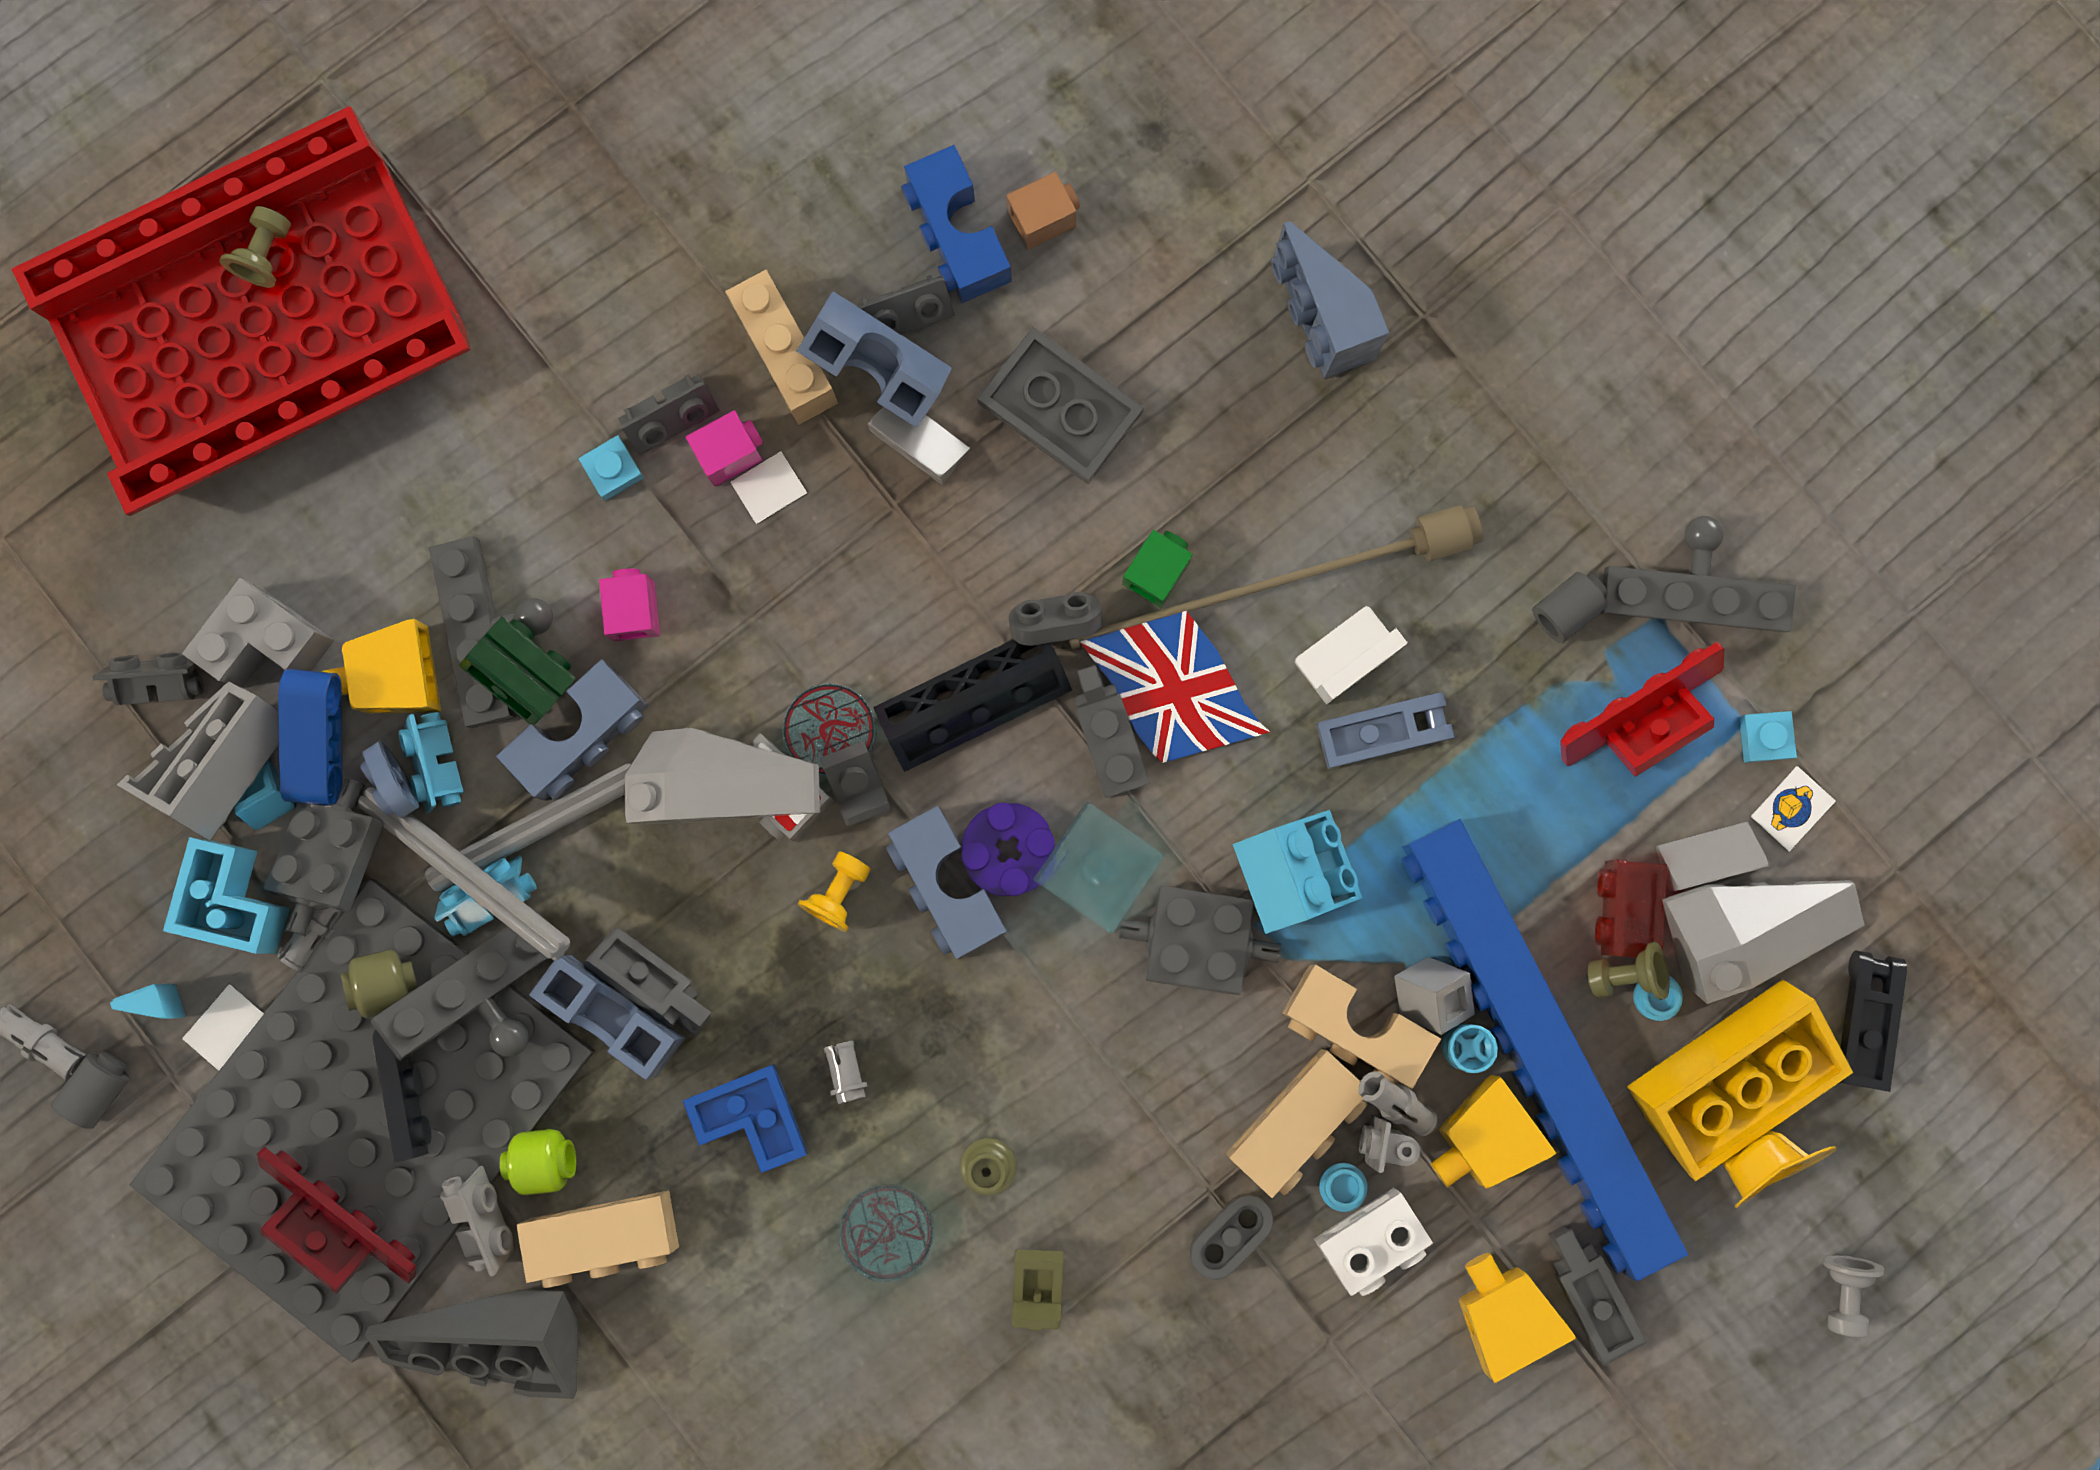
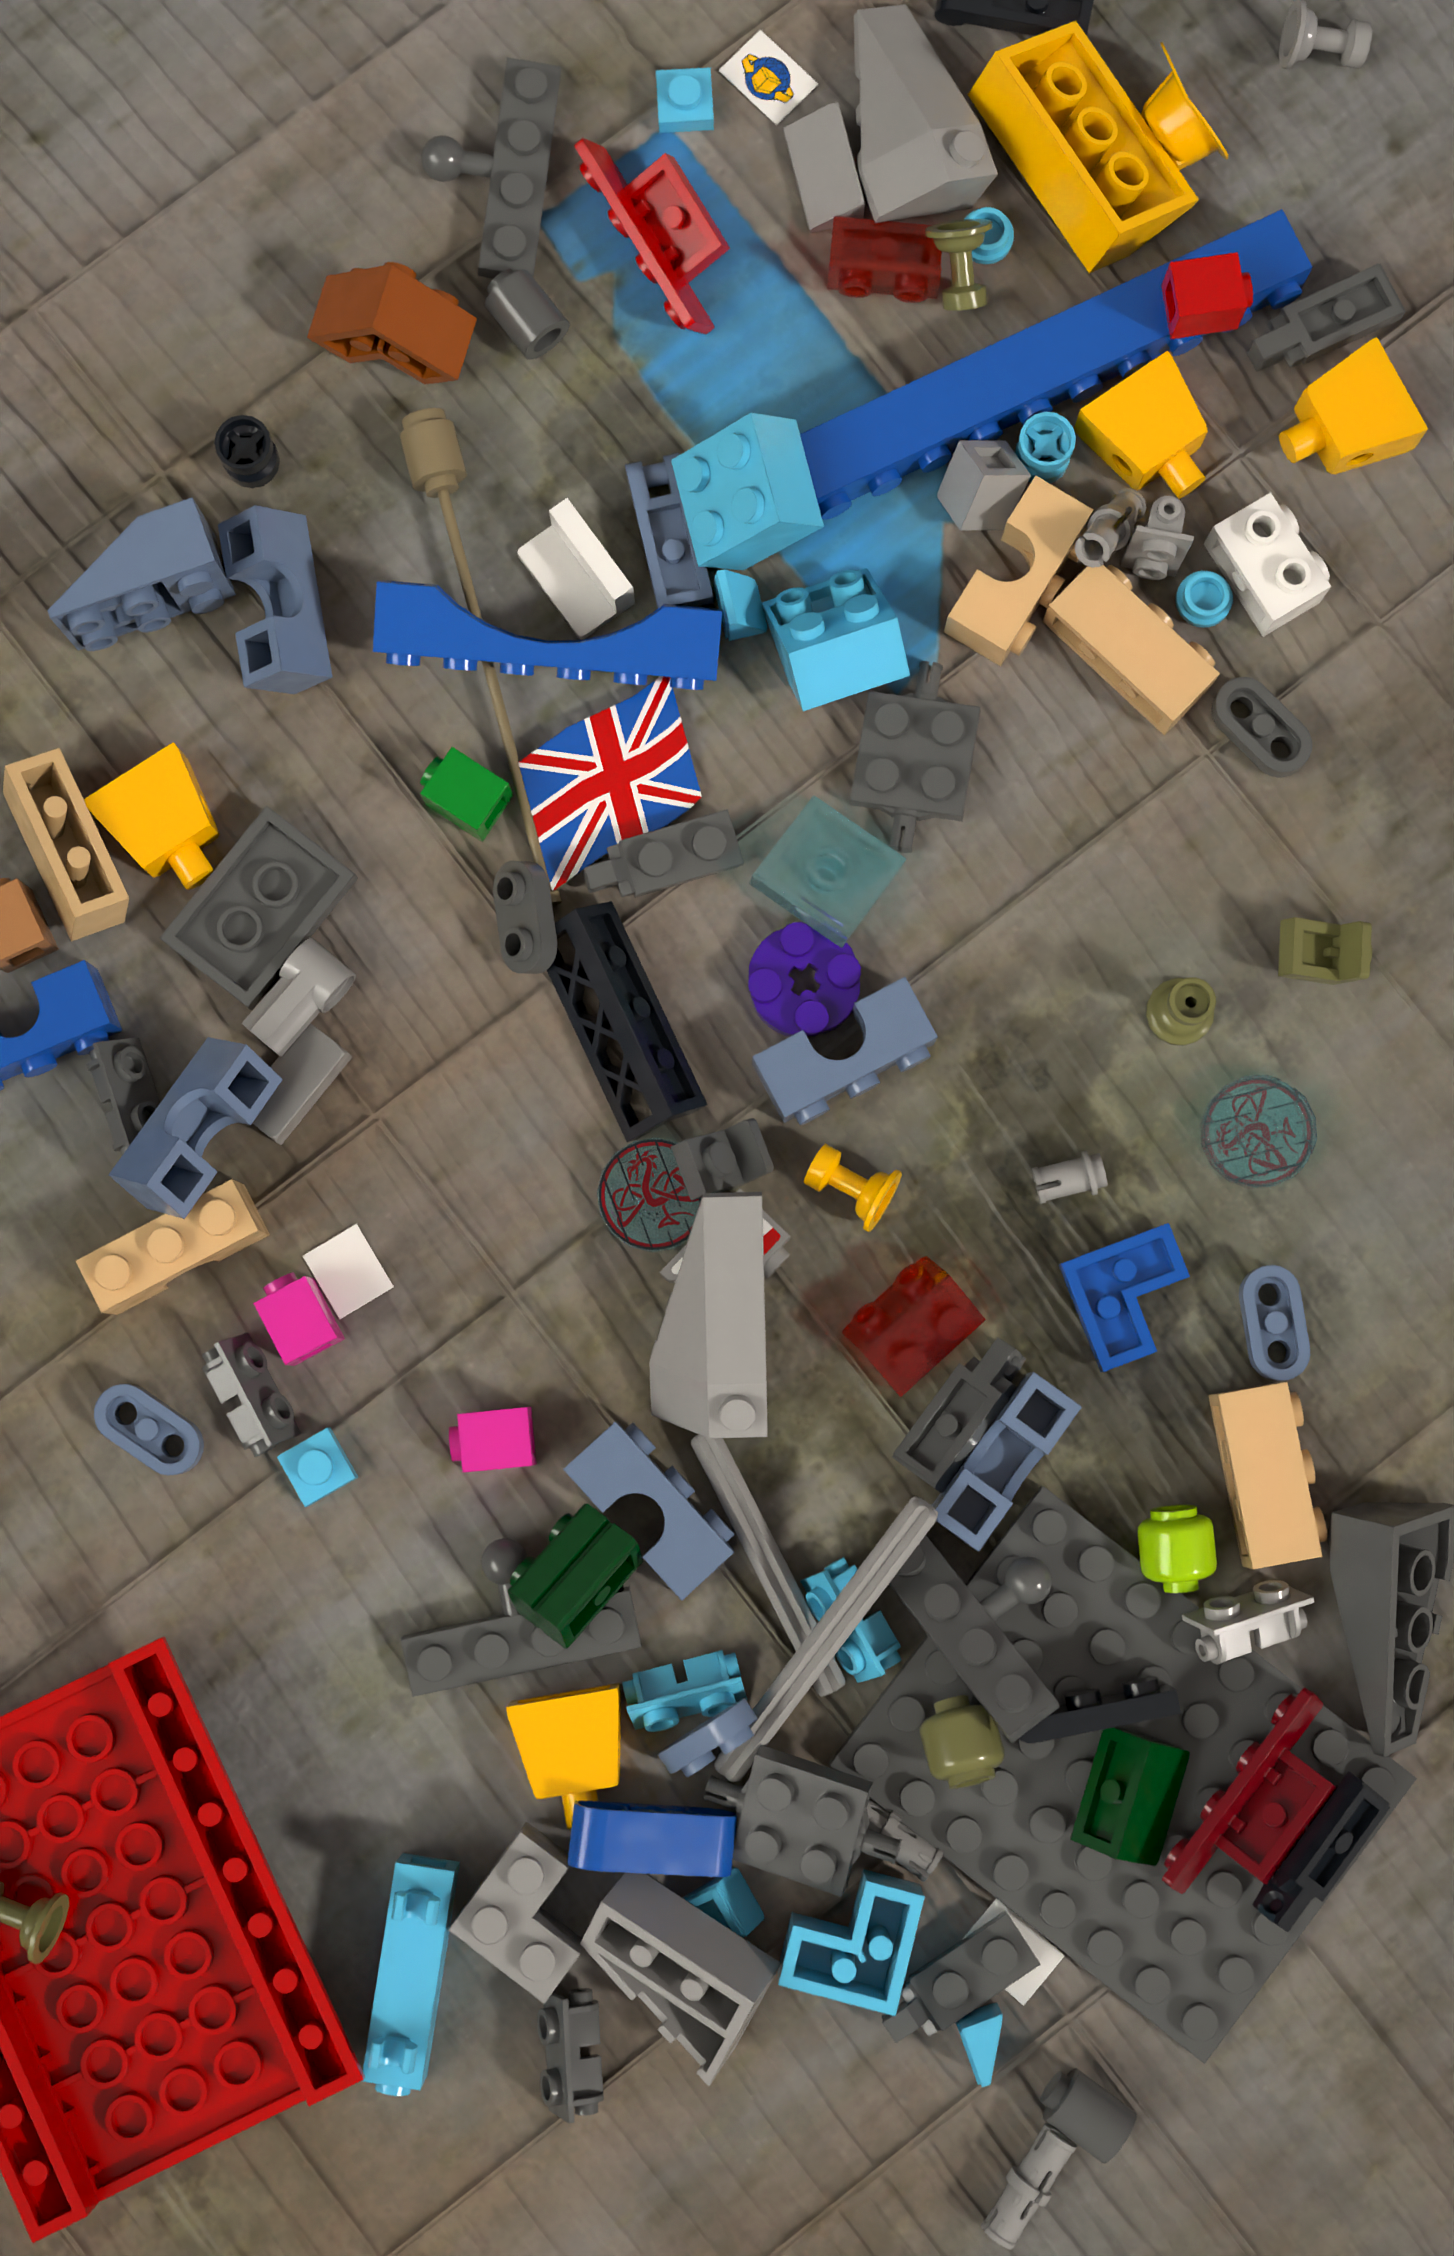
camera: 90 degrees left, 0 degrees up
(202, 989) = (962, 1978): none -> dark grey hinge
(215, 551) = (410, 1973): none -> medium azure brick
(287, 1281) = (1322, 1852): none -> black hinge
(333, 1122) = (1130, 1797): none -> dark green panel
(636, 335) = (149, 1431): none -> sand blue plate
(723, 942) = (913, 1324): none -> clear red bracket
(725, 1244) = (1279, 1322): none -> sand blue plate
(996, 447) = (308, 984): none -> light grey piece
(1106, 248) = (65, 844): none -> tan brick
(1133, 323) = (159, 816): none -> yellow torso
(1295, 532) = (428, 622): none -> blue arch
(1325, 791) = (740, 605): none -> medium azure slope
(1349, 408) = (275, 558): none -> sand blue arch
(1416, 793) = (747, 492): none -> medium azure brick
(1448, 373) = (240, 440): none -> black wheel
(1555, 496) = (394, 319): none -> dark orange brick
(1603, 1186) = (1206, 295): none -> red brick

